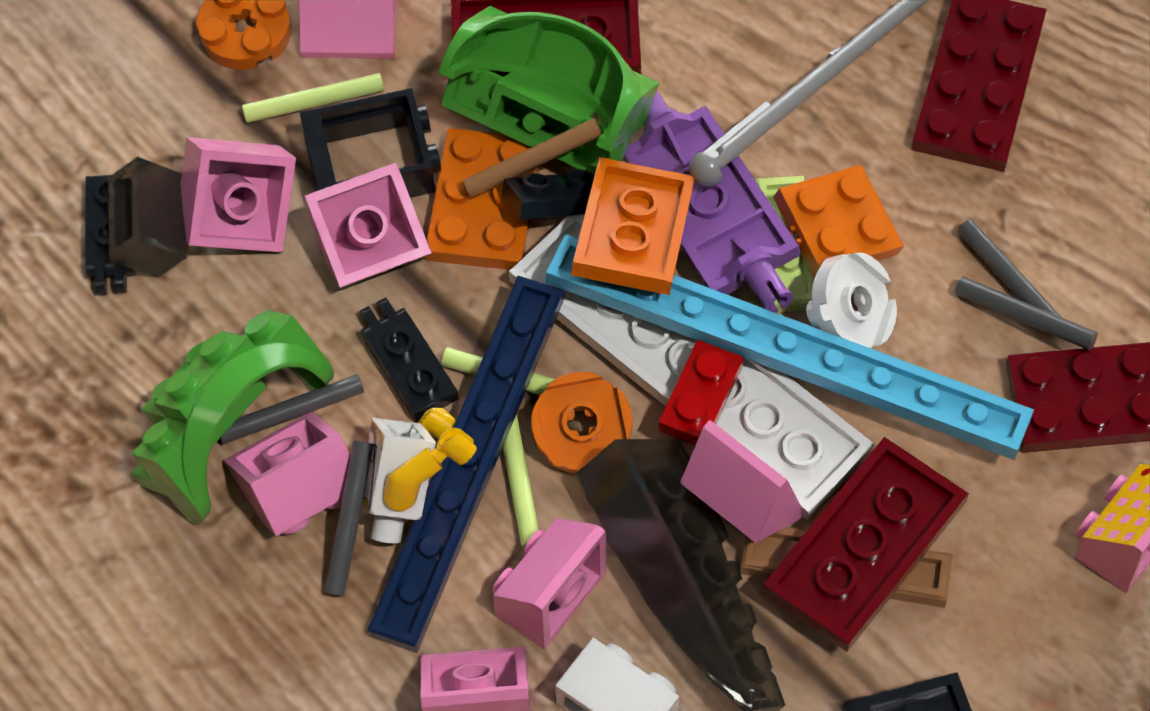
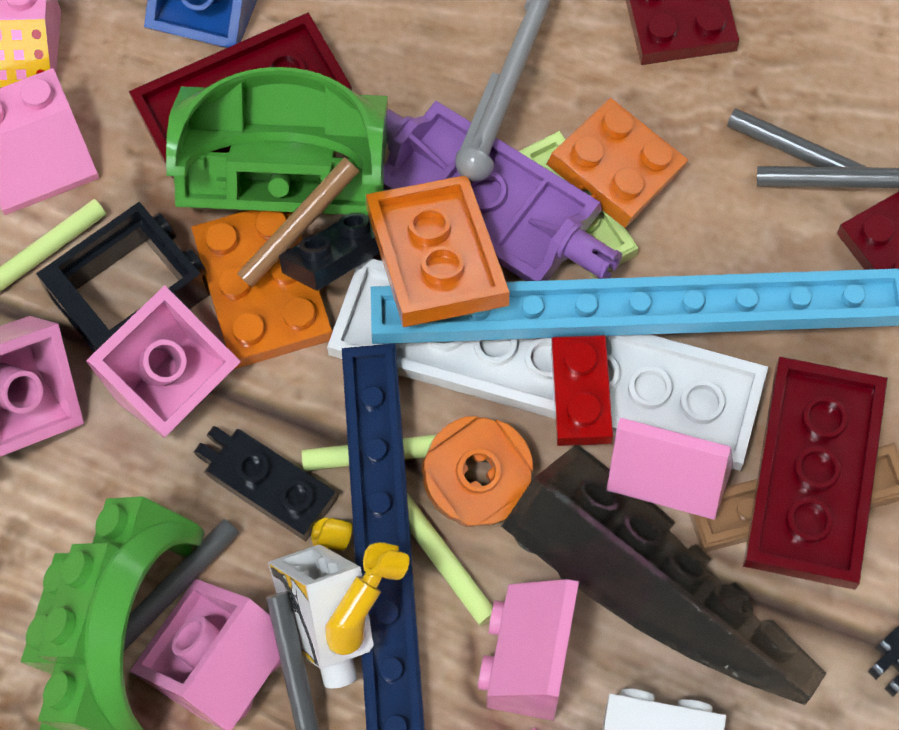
camera: 25 degrees left, 5 degrees up
(832, 305) = (674, 234): white plate -> none

